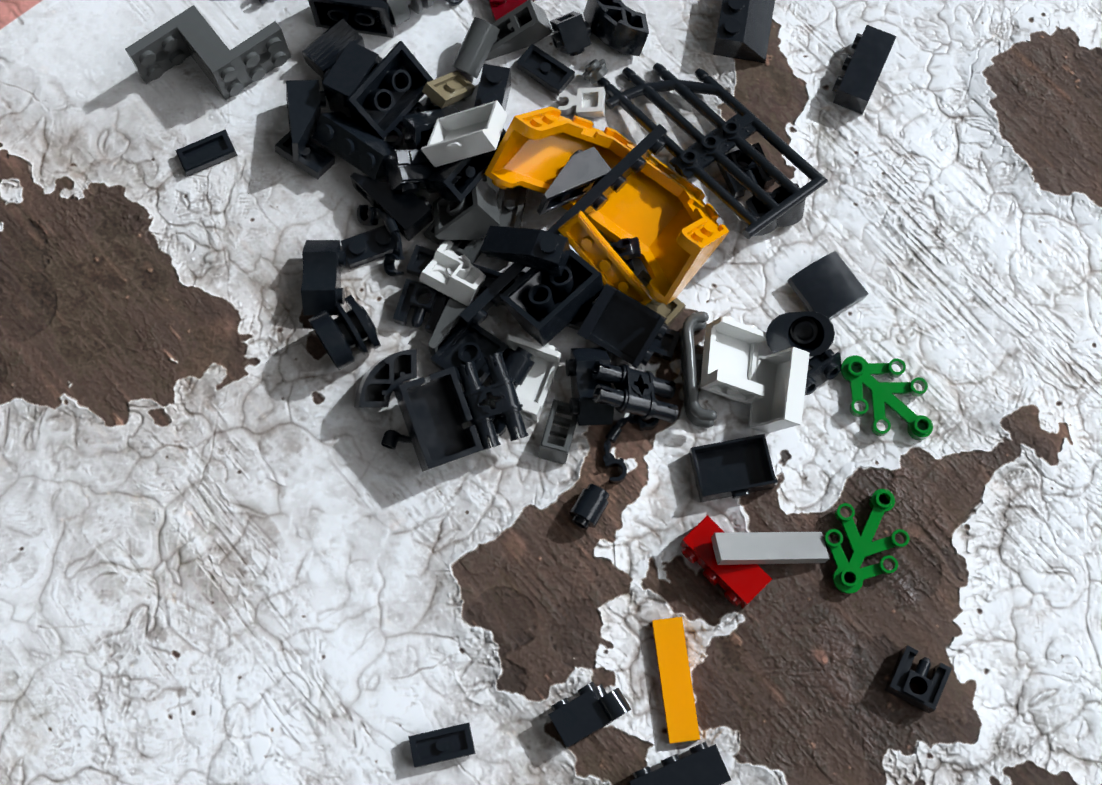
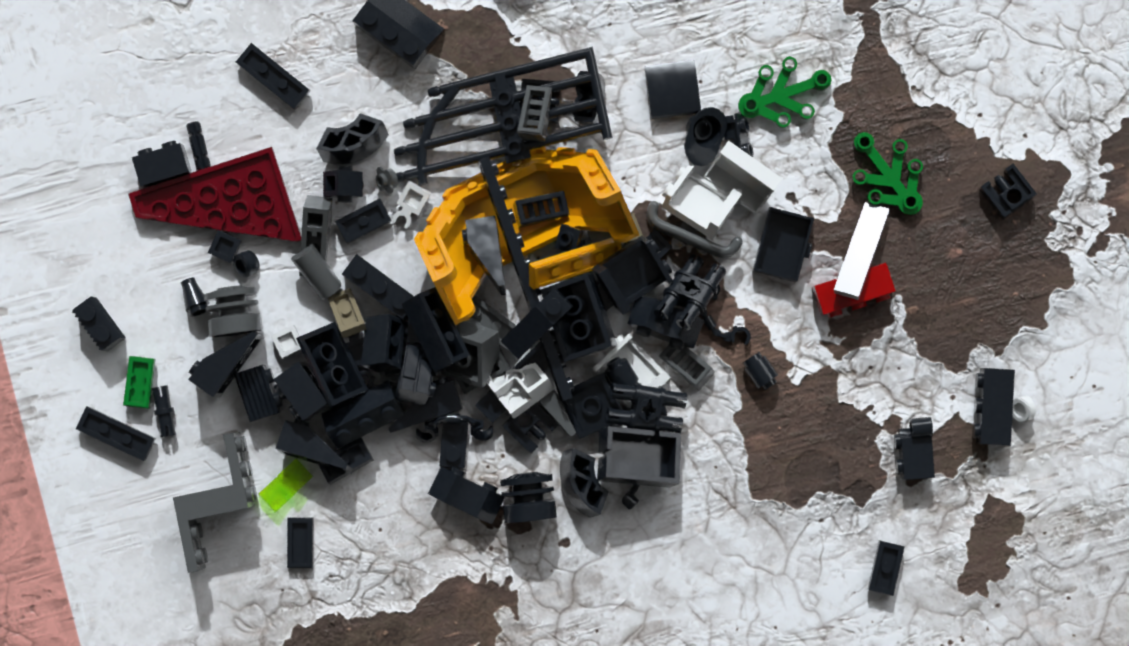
camera: 65 degrees left, 15 degrees up
(256, 116) = (285, 485): none -> clear neon green slope
(465, 134) = (417, 325): white container -> none
(629, 218) = (519, 204): none -> black slope
(675, 680) = (921, 371): light orange tile -> none
(717, 167) = (535, 134): none -> dark grey slope

